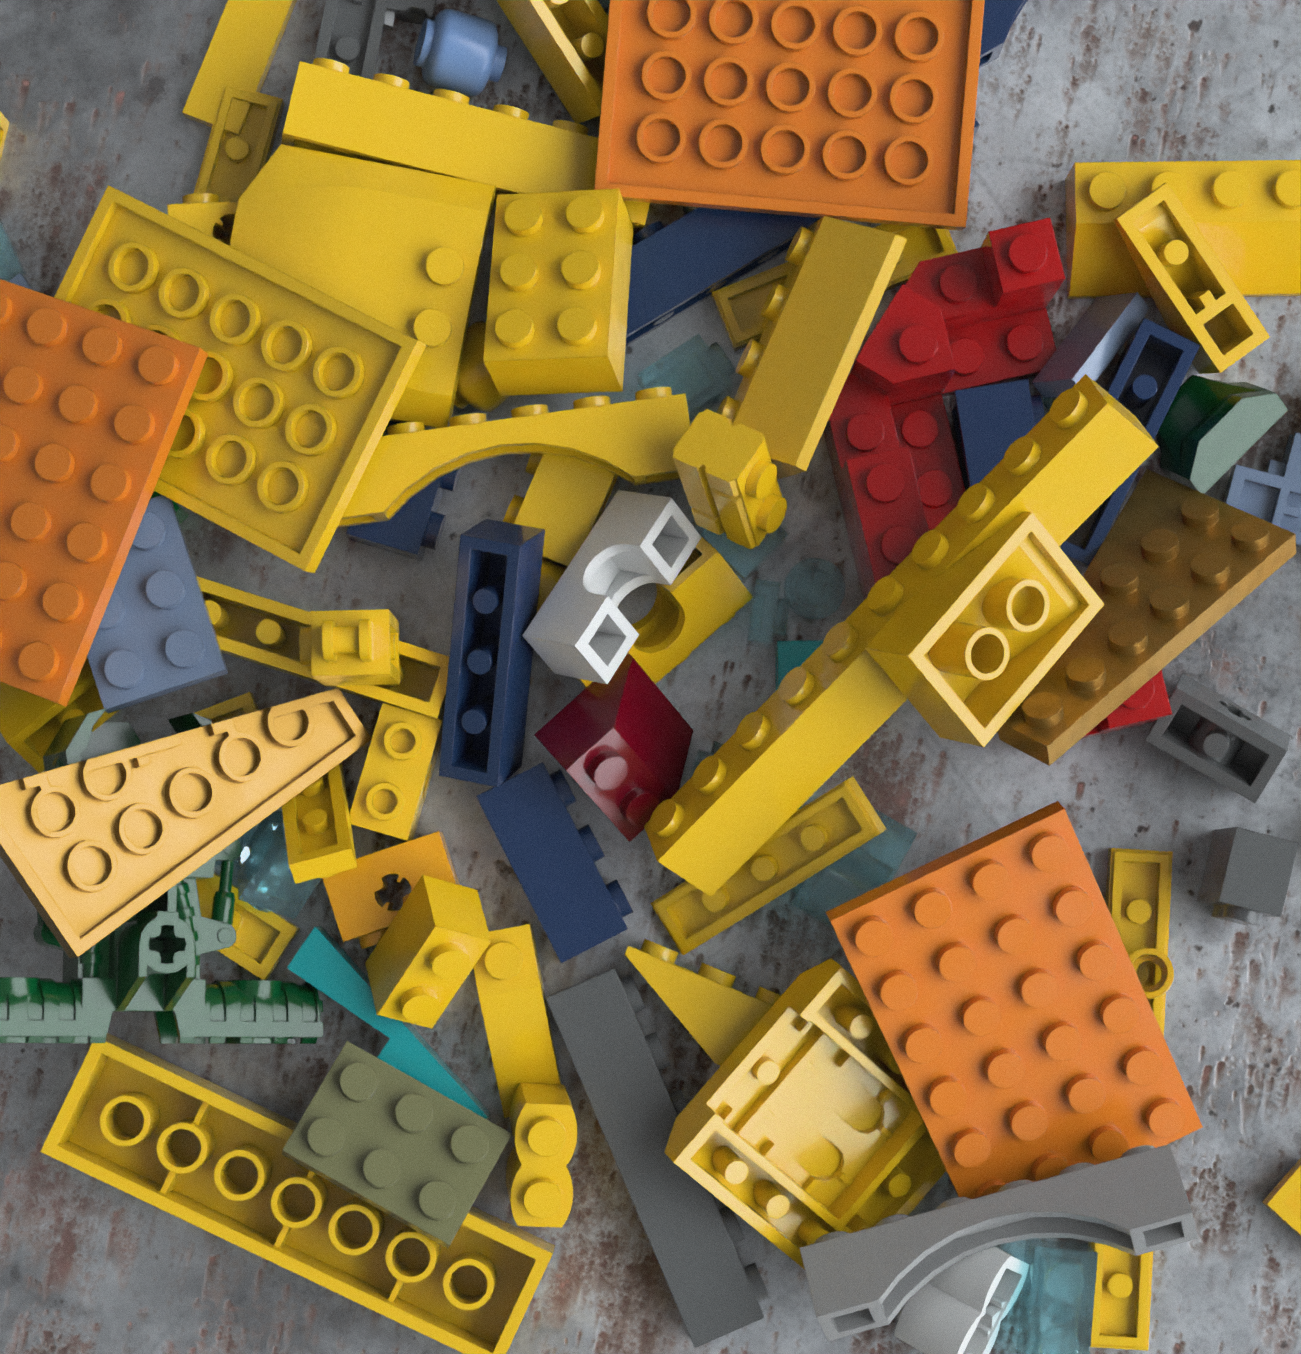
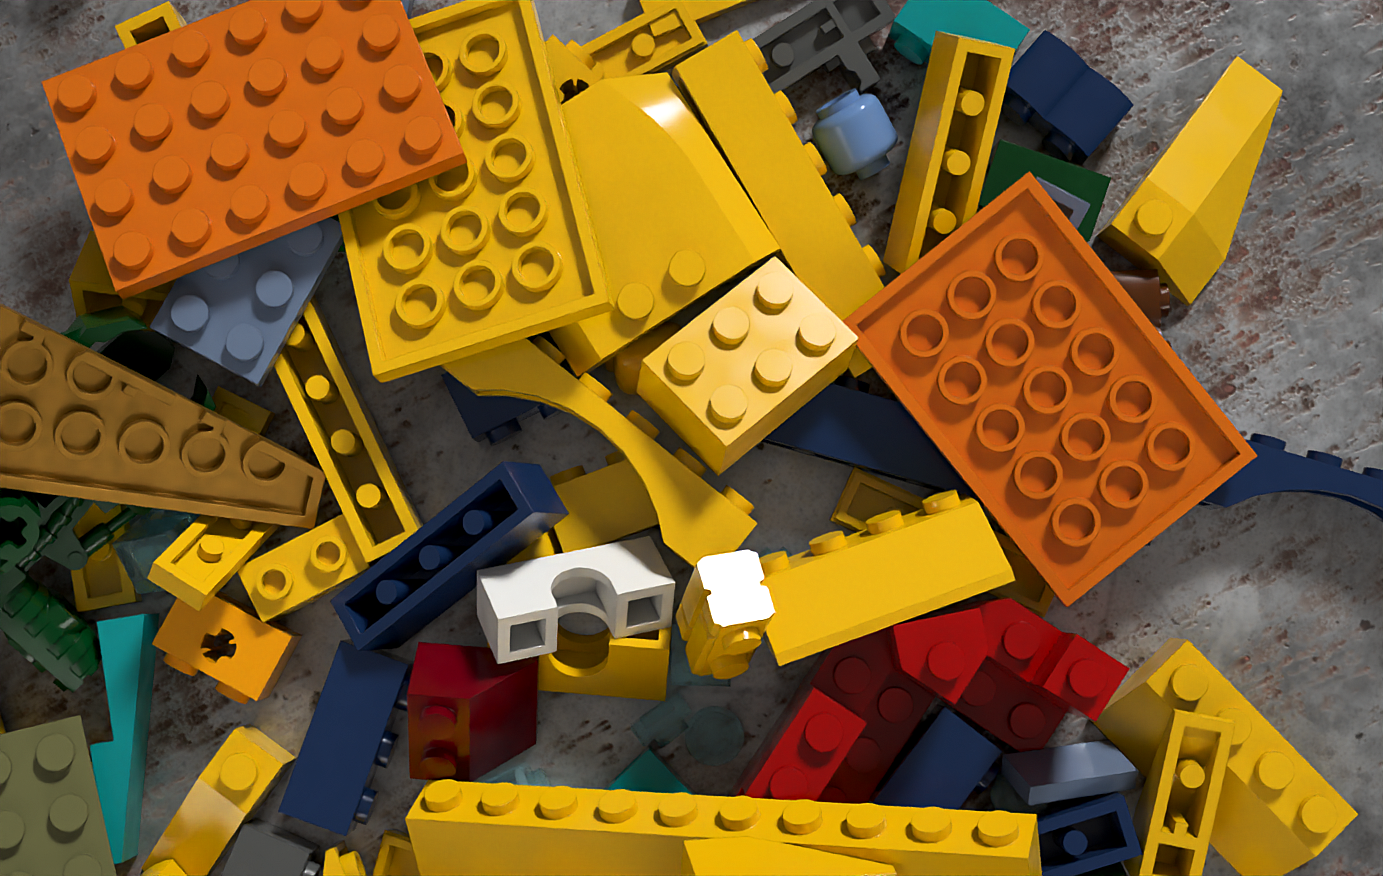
camera: 40 degrees right, 0 degrees up
(351, 647) = (349, 461): yellow brick -> none
(427, 952) = (196, 712): yellow brick -> none
(693, 370) = (780, 509): clear light blue brick -> none

